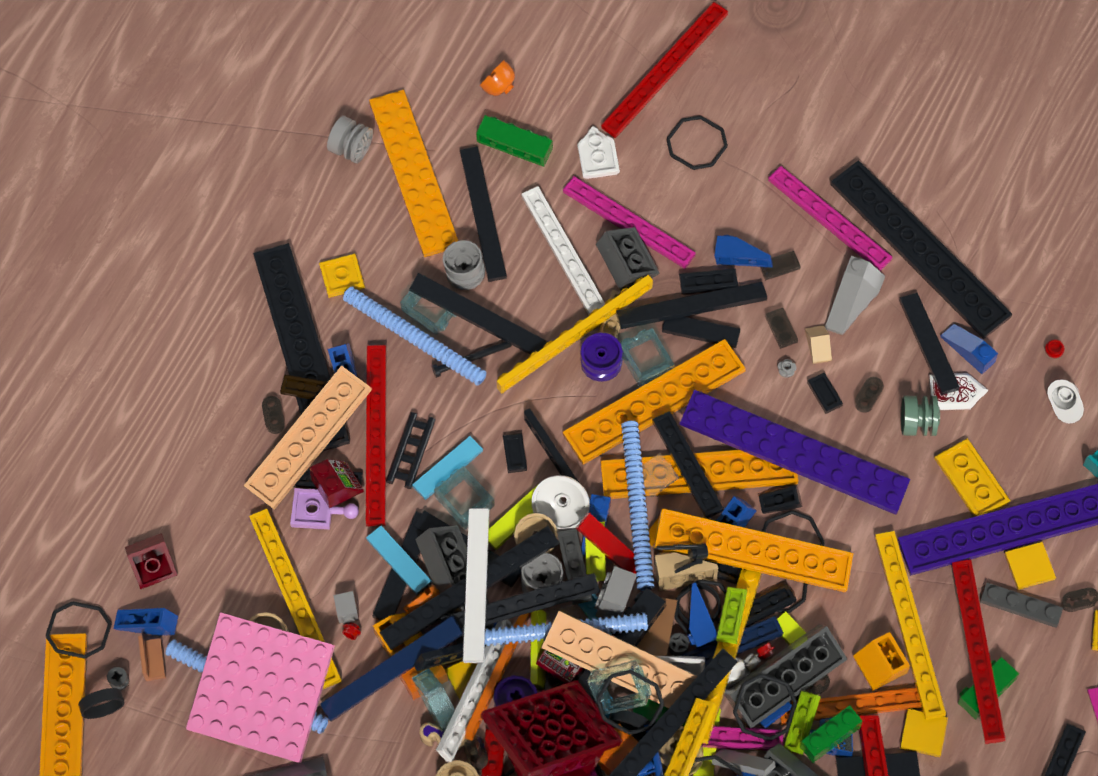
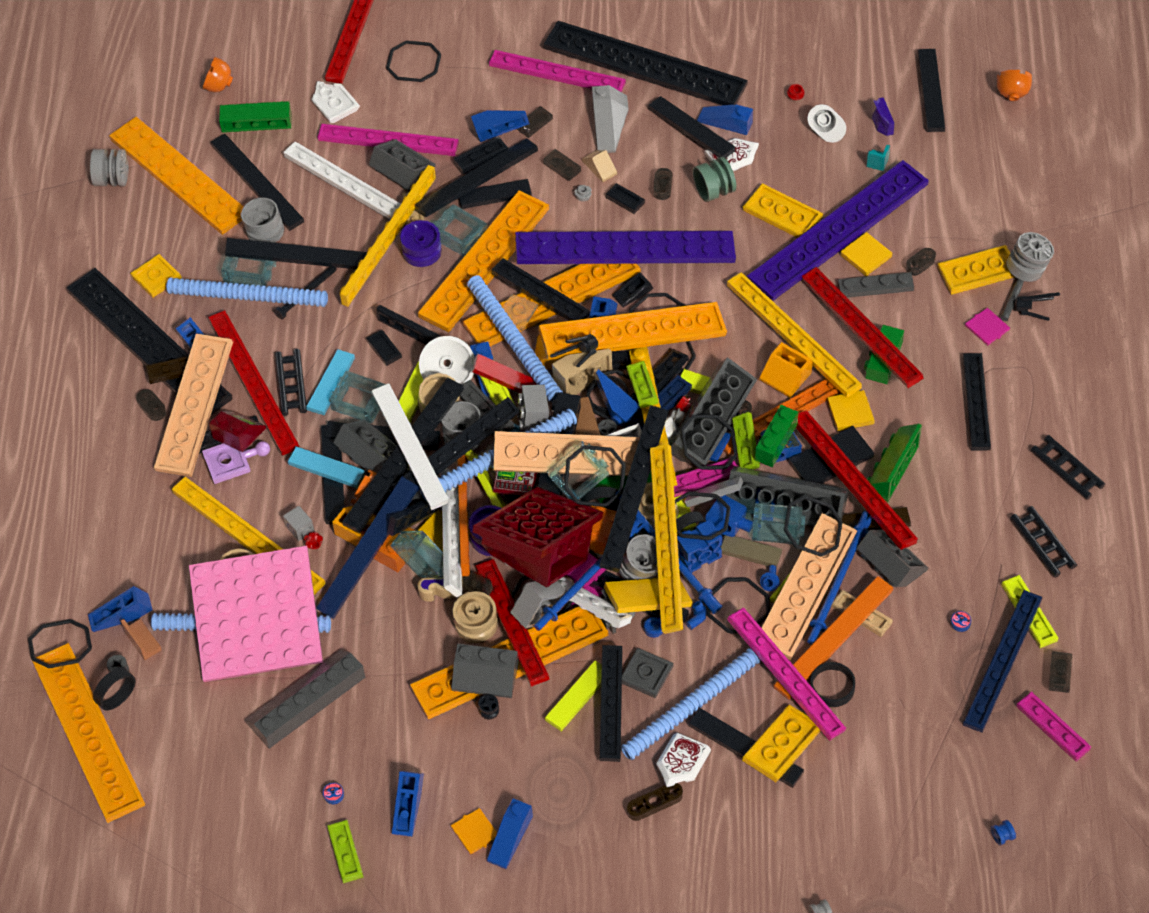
camera: 25 degrees left, 10 degrees down
(151, 561) = (99, 561): dark red slope -> none

